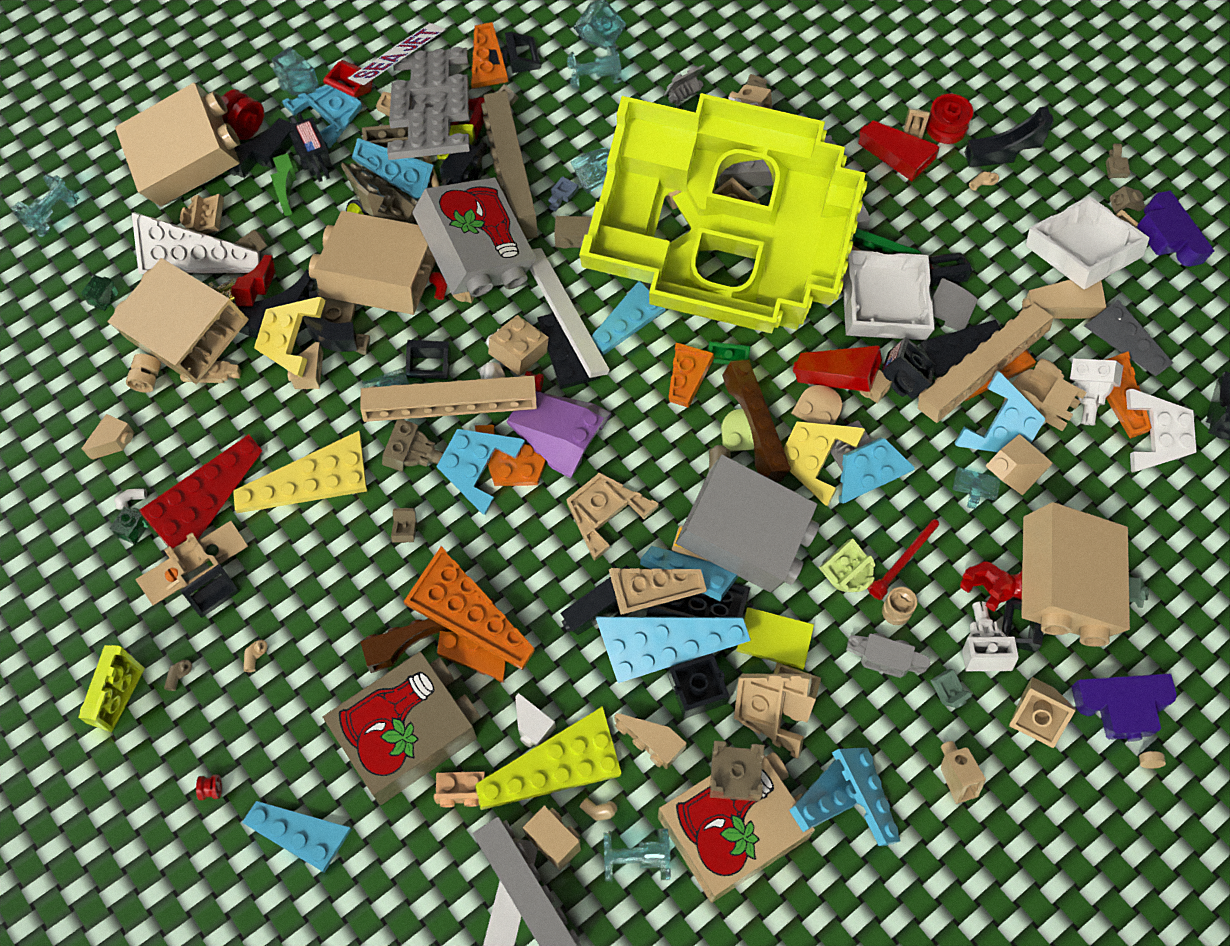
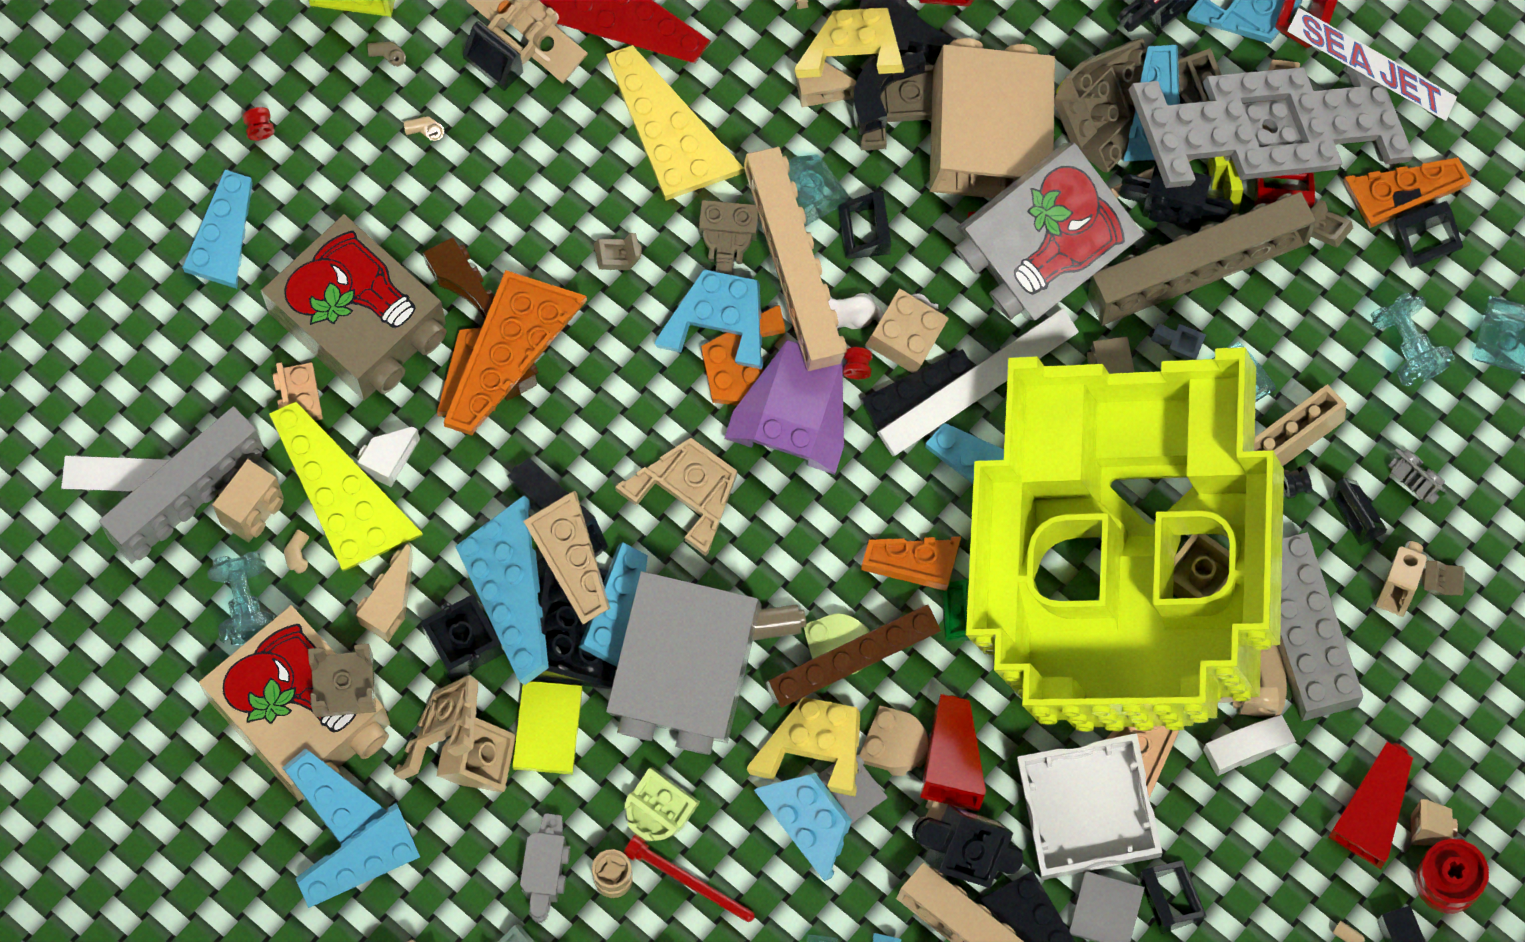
camera: 80 degrees right, 5 degrees up
(881, 244) = (1185, 790): green wing -> none

